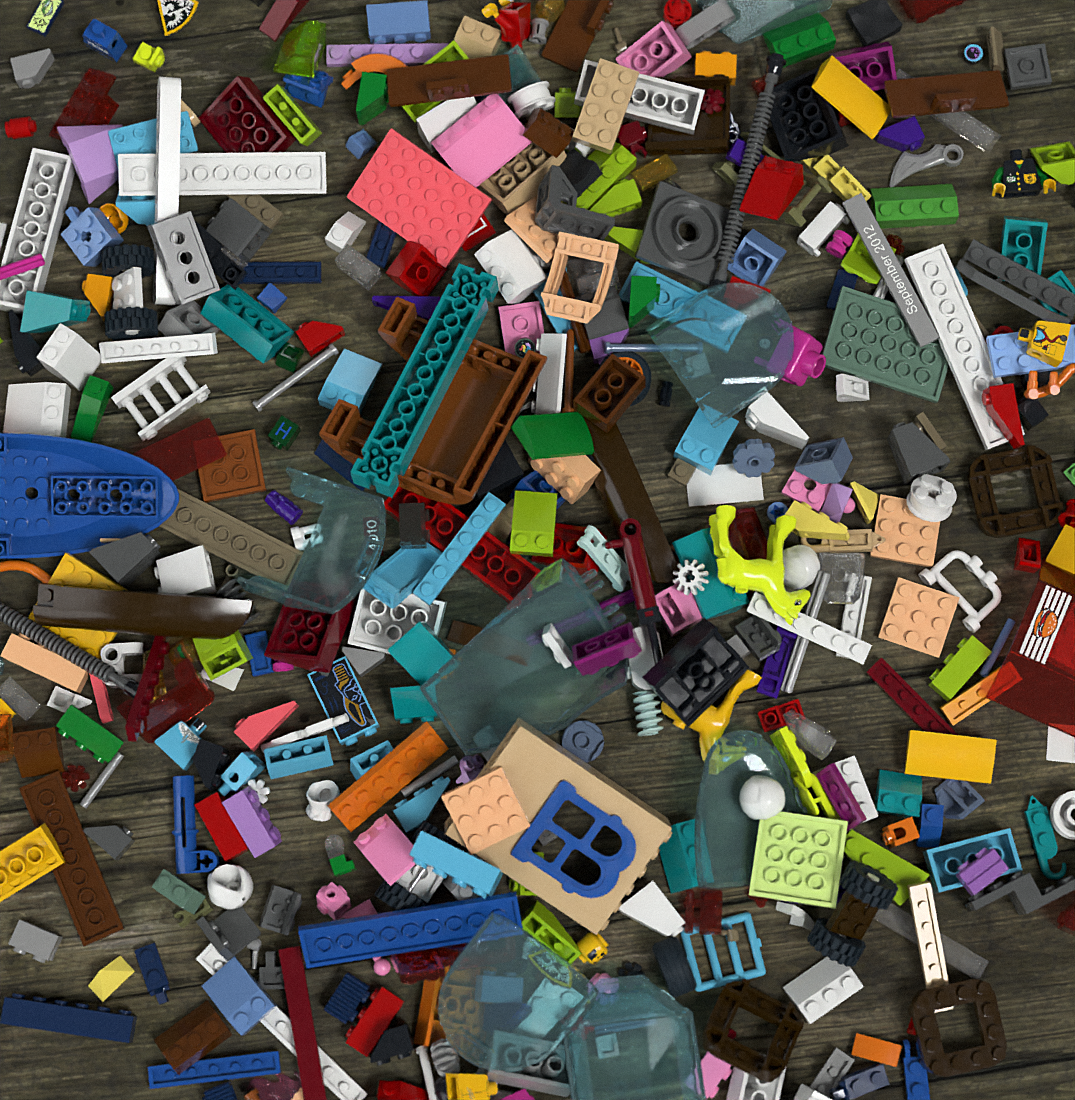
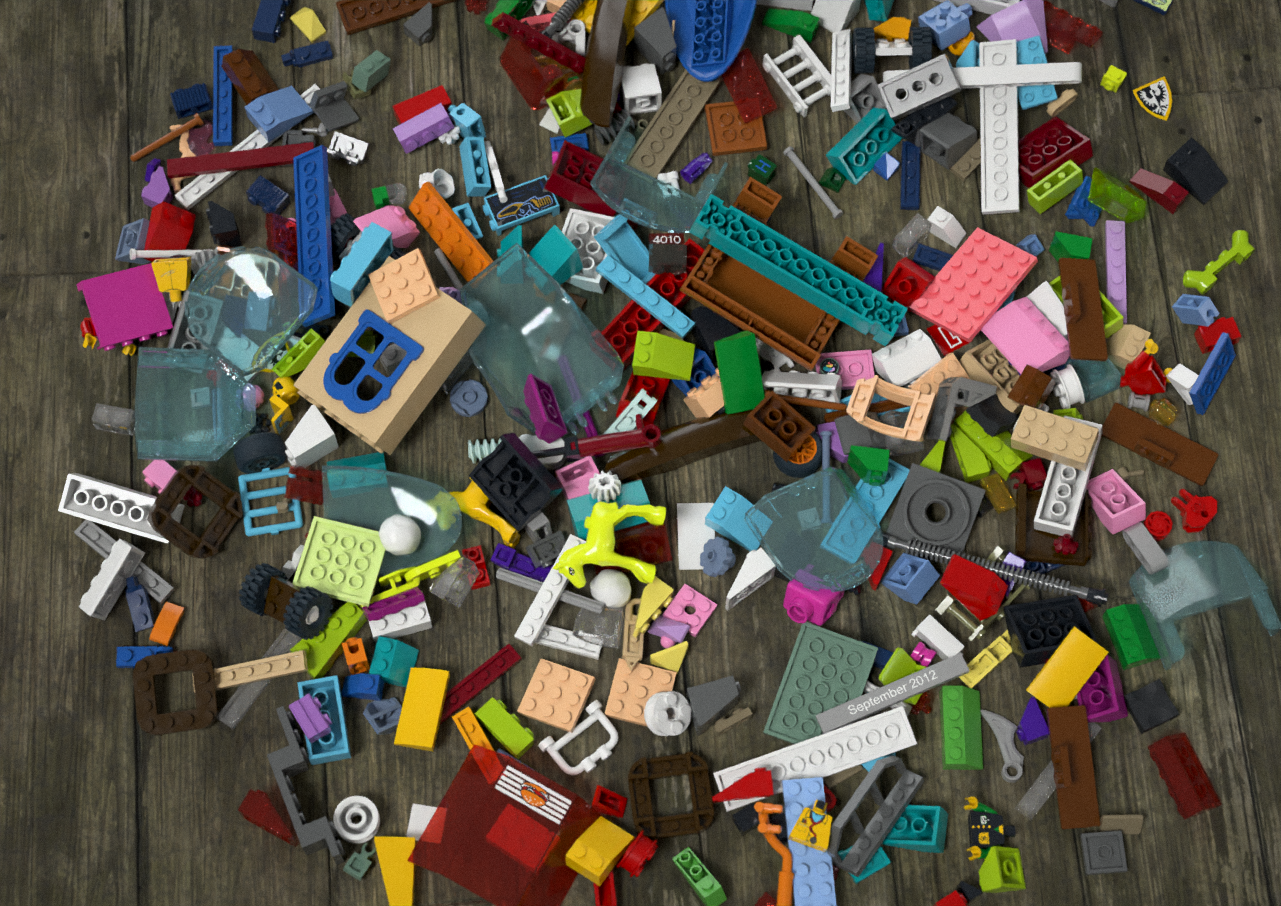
camera: 90 degrees right, 10 degrees down
(101, 37) = (1130, 37): blue torso -> none
(101, 780) = (472, 22): light grey bar -> none
(181, 742) = (496, 81): medium azure torso -> none
(187, 856) = (422, 80): blue piece -> none
(210, 762) = (477, 95): black slope -> none
(229, 886) = (370, 109): white piece -> none
(260, 726) = (503, 138): coral slope -> none
(318, 335) = (848, 200): red slope -> none
(333, 901) = (350, 188): bright pink brick -> none
(350, 380) = (805, 224): medium azure slope -> none
(363, 660) = (555, 217): light grey slope -> none
(372, 62) = (1104, 259): orange arch -> none
(374, 1021) = (247, 215): red brick -> none
(398, 22) = (1144, 279): medium blue slope -> none
(414, 811) = (439, 278): medium azure slope -> none
(559, 647) = (557, 373): white plate -> none
(620, 946) = (282, 412): none -> yellow panel
(681, 472) = (707, 497): dark tan plate -> none
(713, 64) = (1102, 558): light orange brick -> none
(776, 510) = (666, 576): tile -> none
(822, 988) = (224, 578): white slope -> none
(825, 461) = (708, 620): sand blue slope -> none
(851, 388) = (779, 652): white slope -> none
(973, 54) = (1117, 802): tile -> none
(1043, 837) = (338, 791): teal plate -> none

